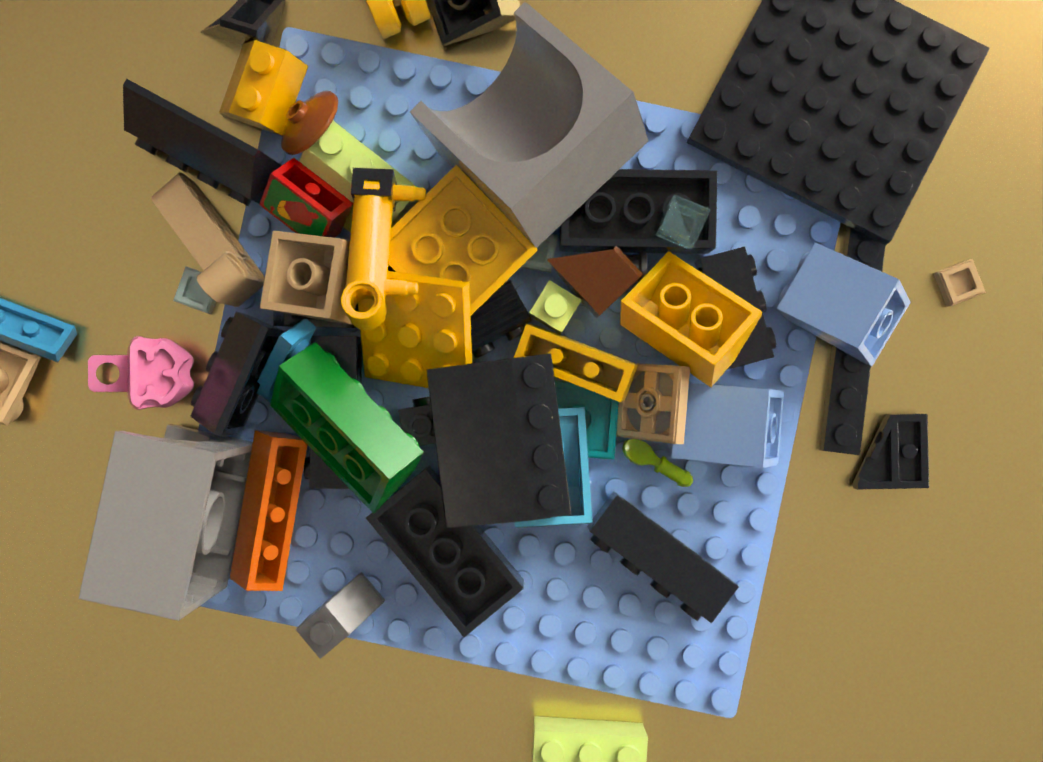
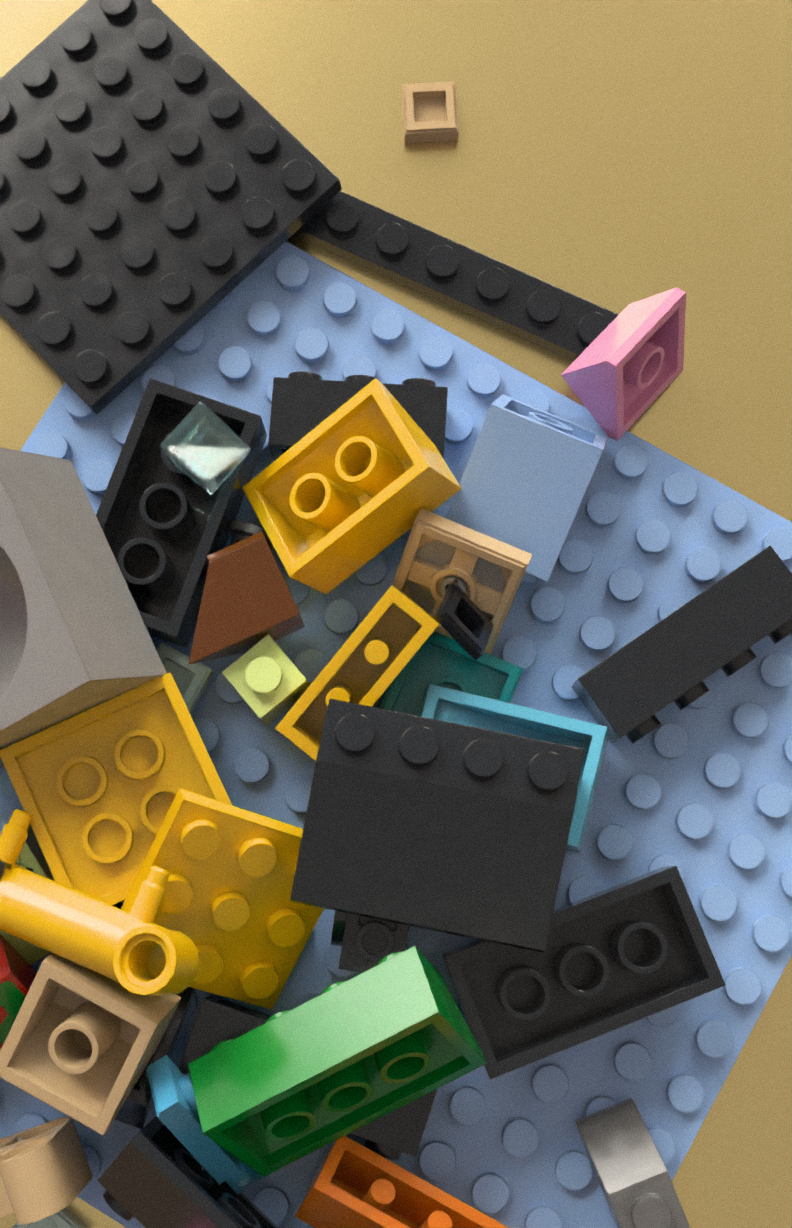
camera: 70 degrees left, 10 degrees down
(498, 317) = (251, 769): black brick -> none
(628, 416) = (464, 622): none -> black slope
(642, 454) = (529, 625): lime piece -> none
(831, 464) = (631, 361): none -> bright pink slope
(844, 302) = (402, 268): light blue slope -> none
(897, 455) = (641, 258): black wing -> none

